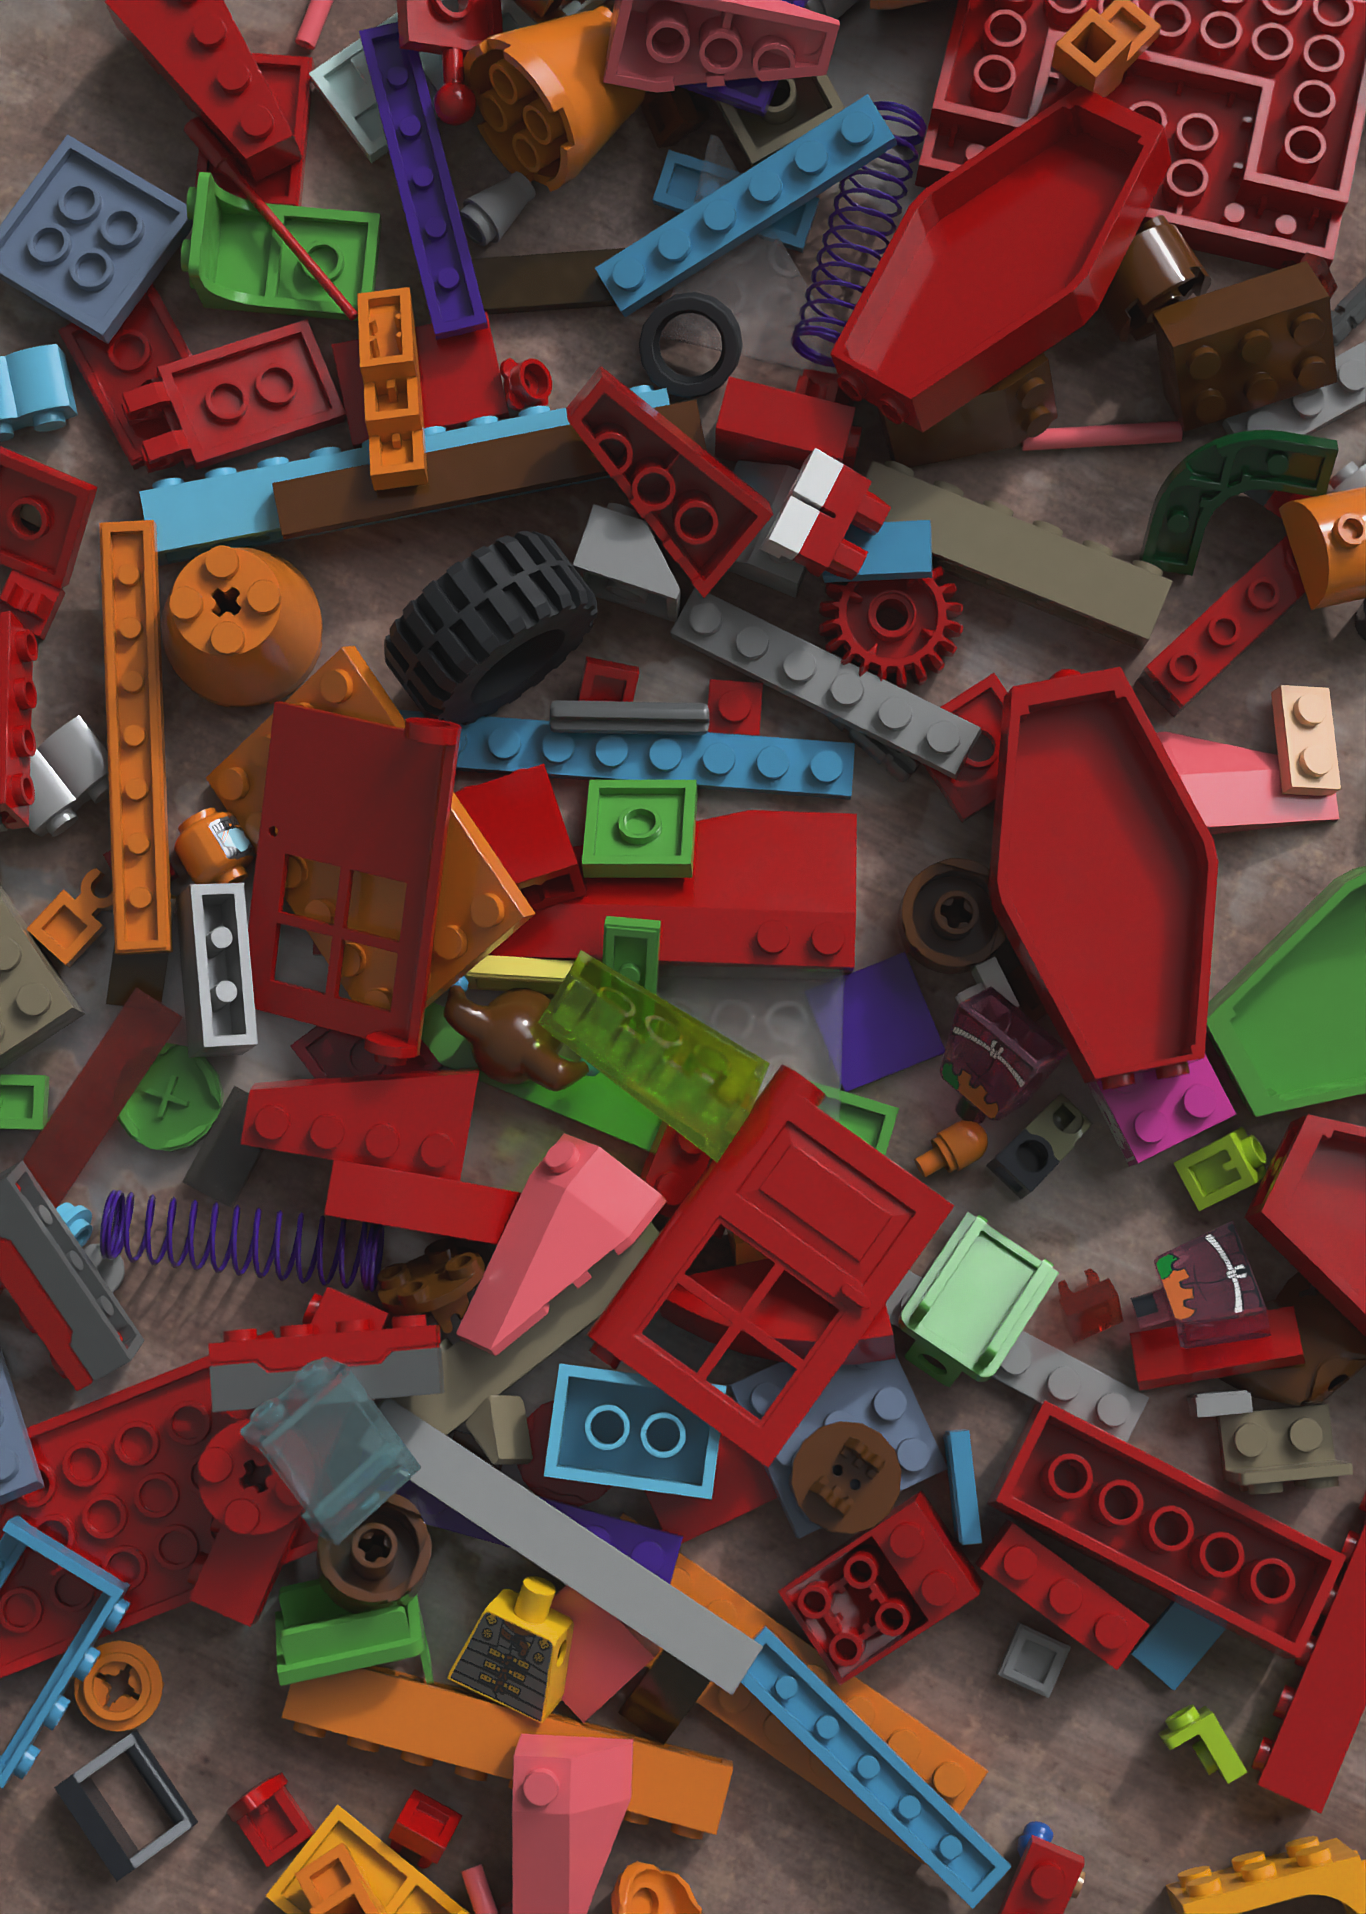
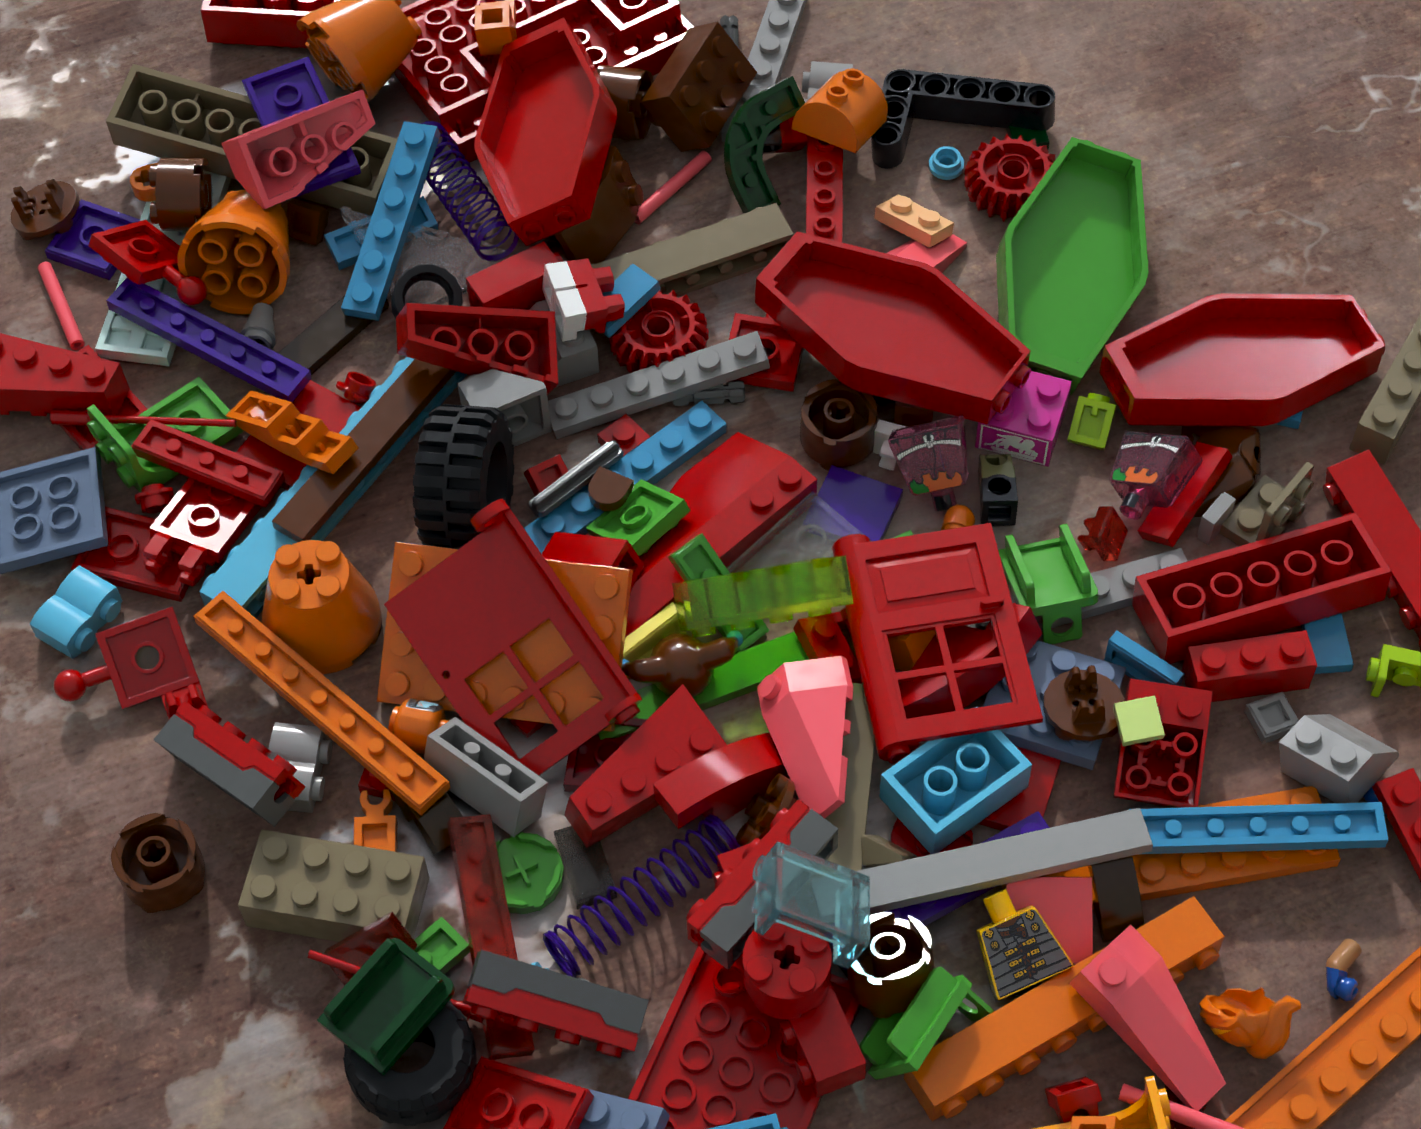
camera: 45 degrees left, 25 degrees down
(206, 325) = (154, 498): none -> red plate
(286, 338) = (208, 463): none -> red tile
(645, 765) = (609, 489): none -> reddish brown tile
(867, 1556) = (1138, 720): none -> yellowish green tile
(1040, 1769) = (1334, 757): none -> light grey slope

